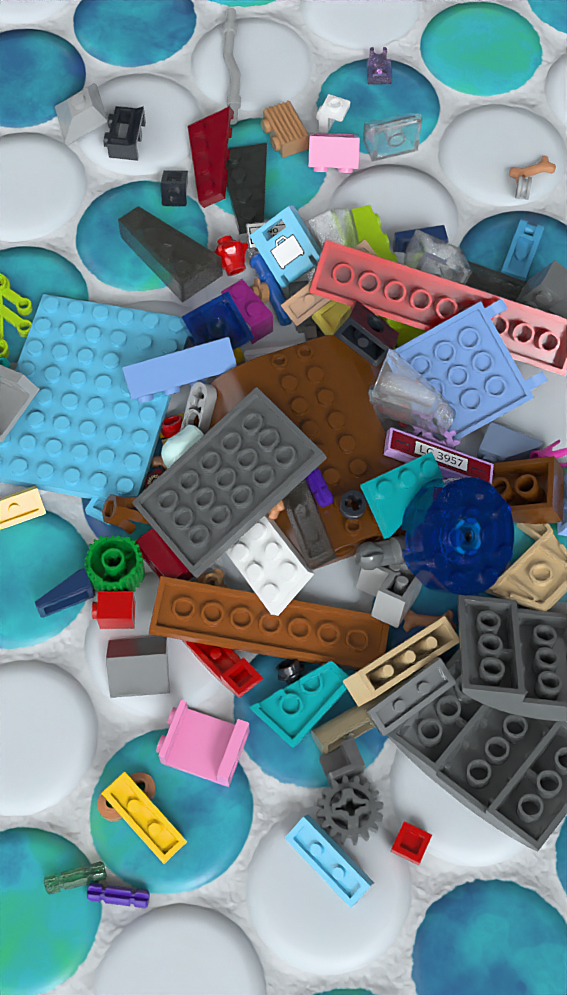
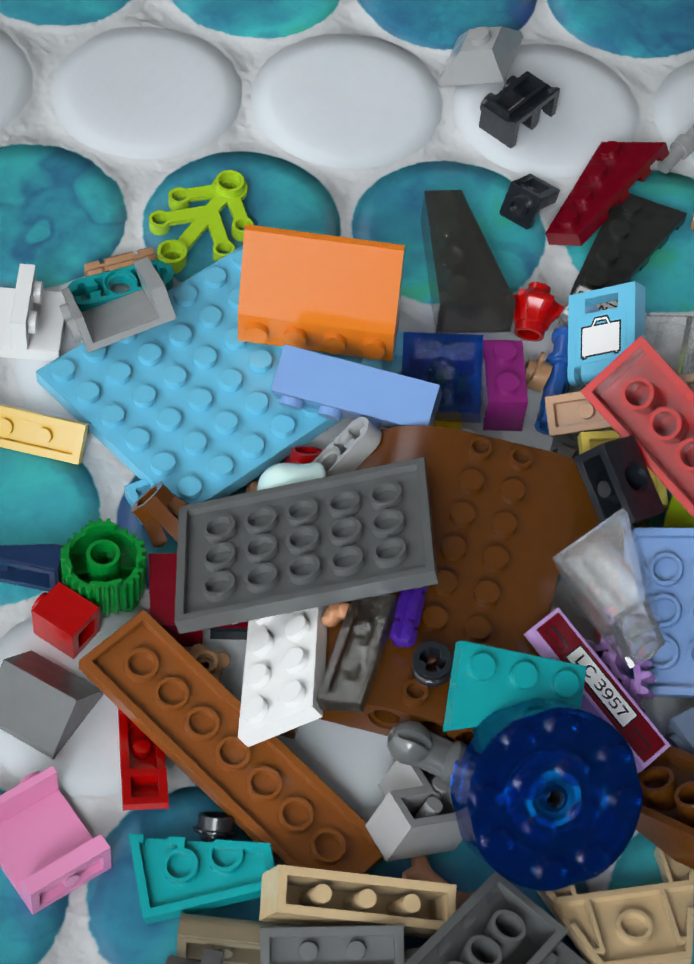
camera: 30 degrees right, 10 degrees down
(117, 322) = (320, 292): none -> orange slope

